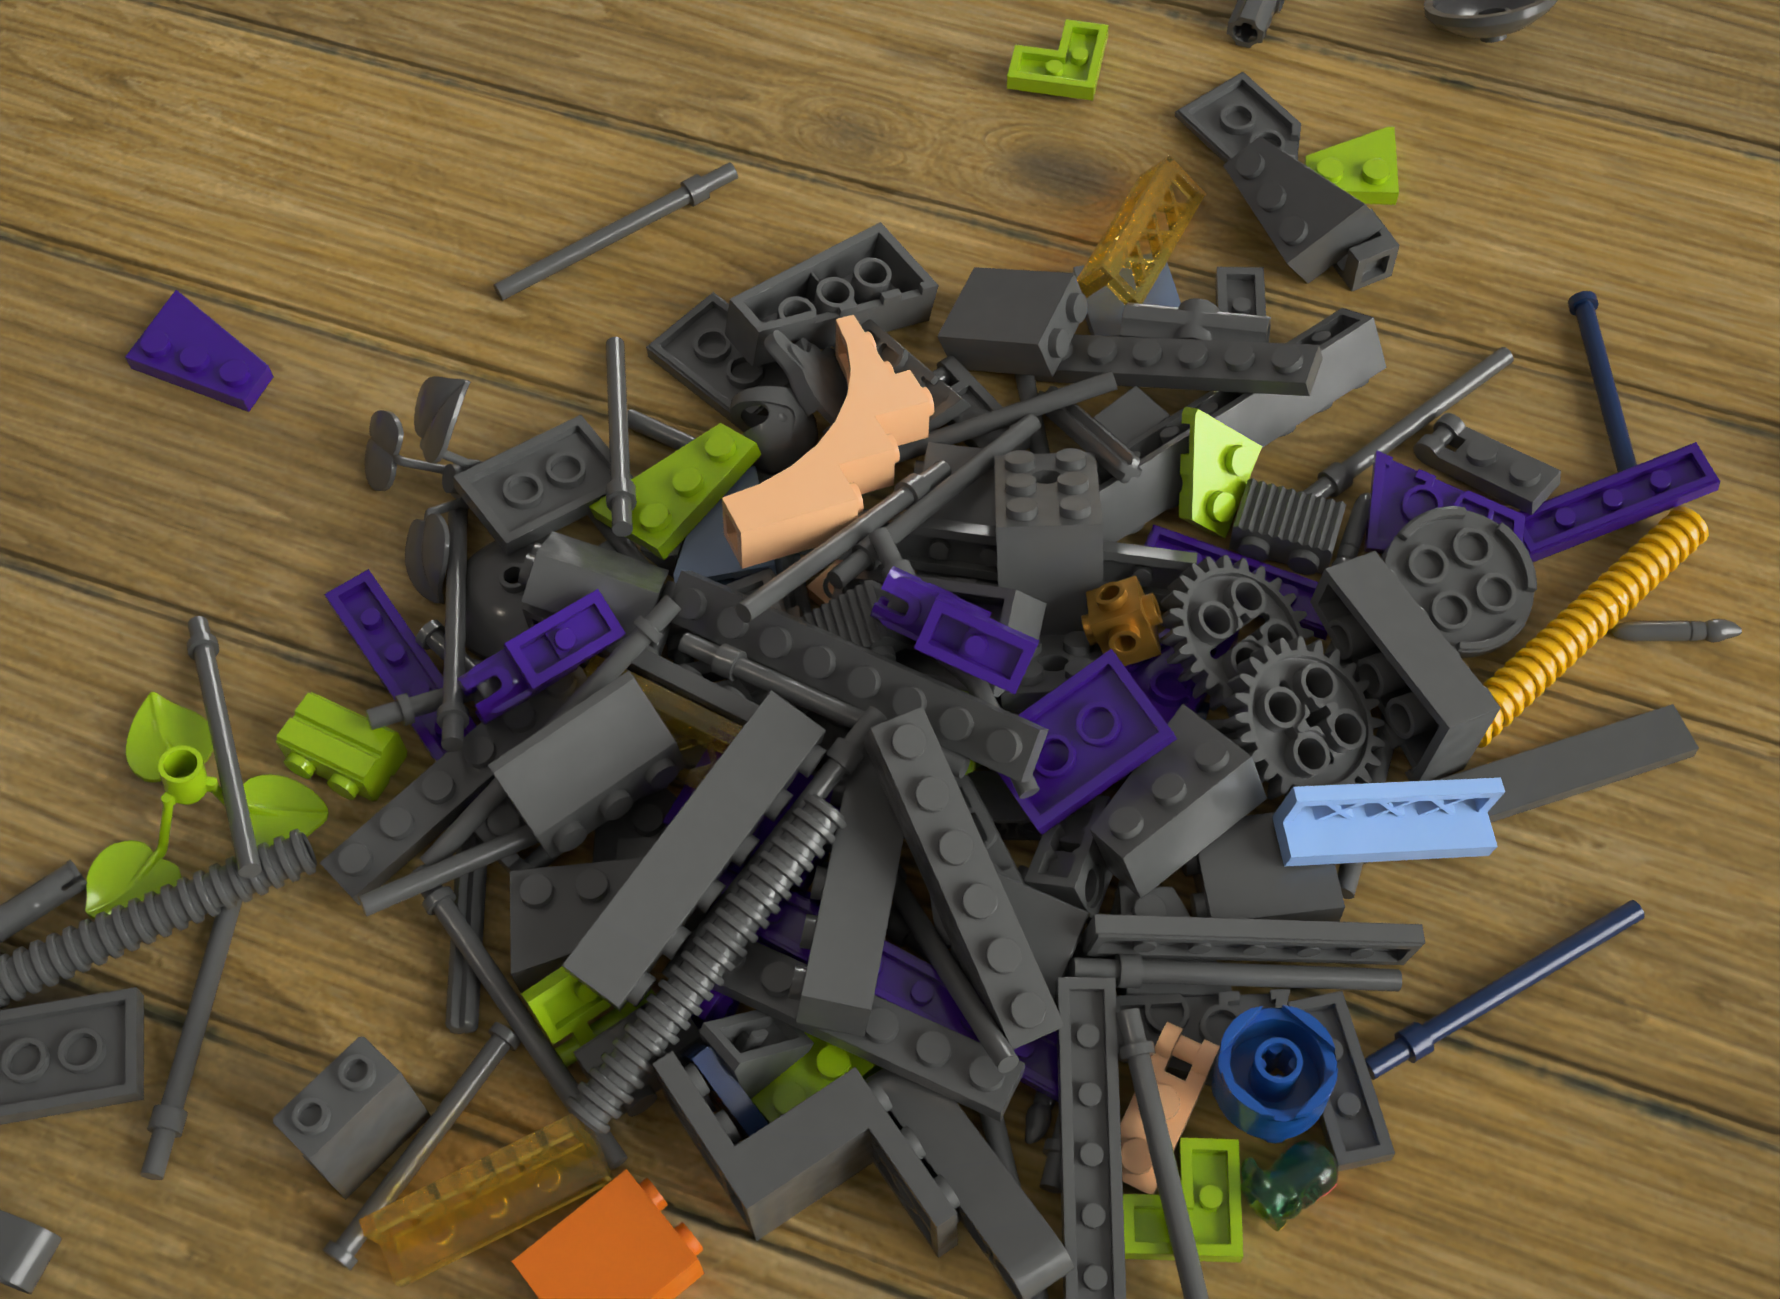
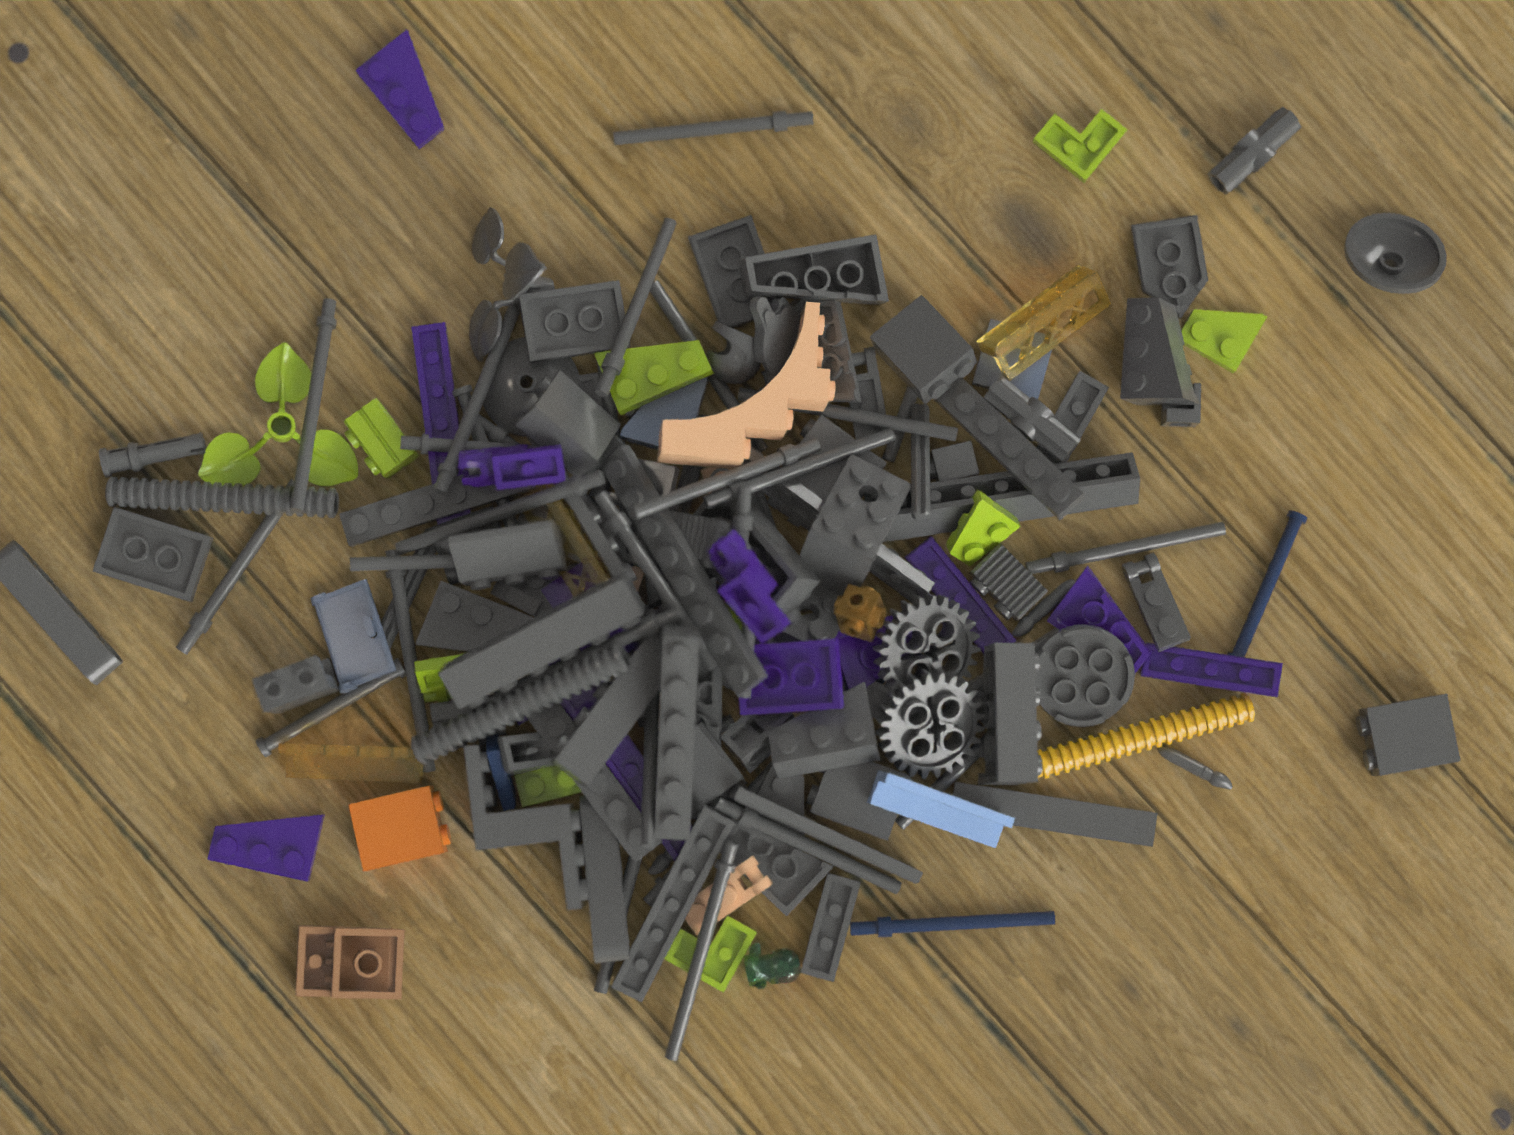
camera: 20 degrees right, 25 degrees up
(401, 1015) = (349, 632): none -> sand blue door
(1256, 1046) = (808, 923): blue brick -> none

